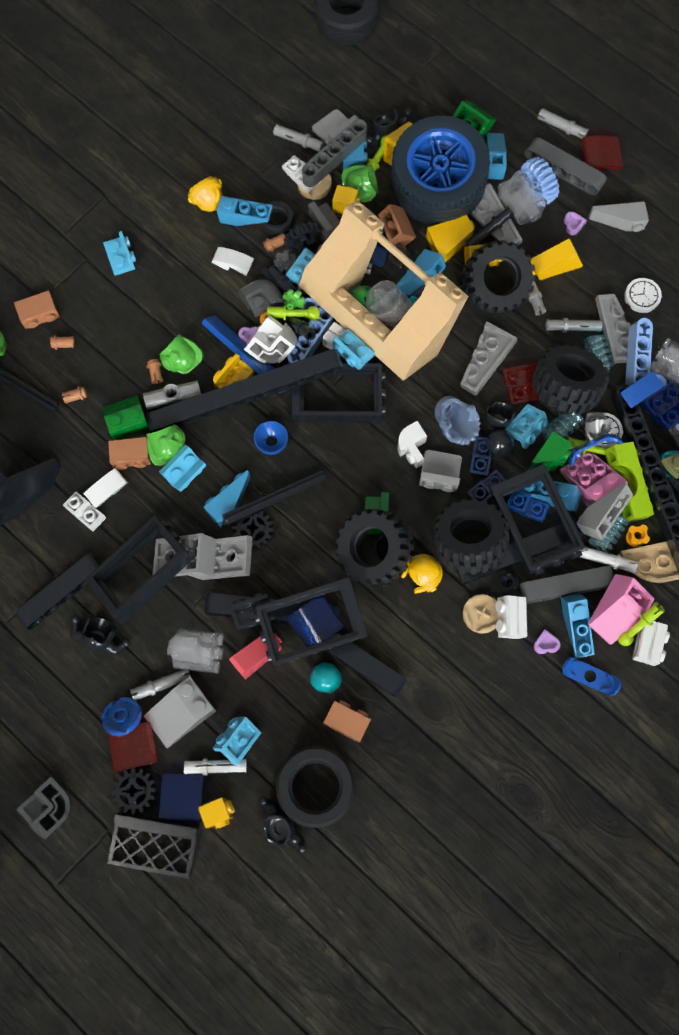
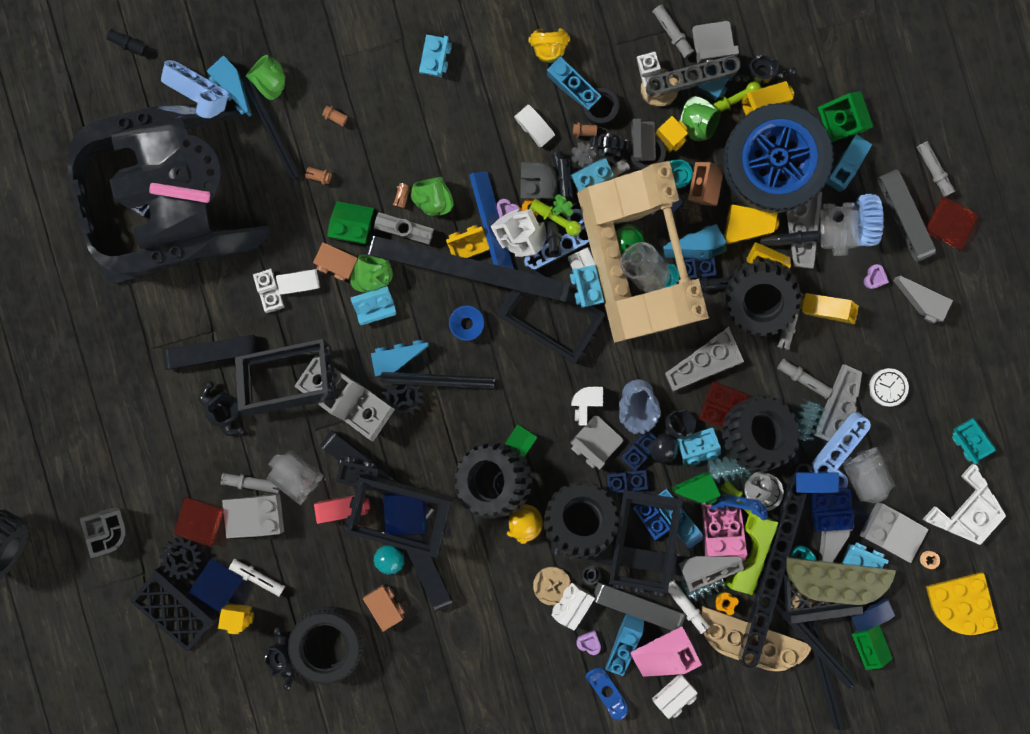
camera: 35 degrees right, 15 degrees up
(37, 310) = (328, 70): nougat brick -> none
(121, 716) = (203, 491): blue tile -> none
(237, 739) = (286, 567): medium azure bracket -> none
(647, 618) = (681, 679): lime pin -> none

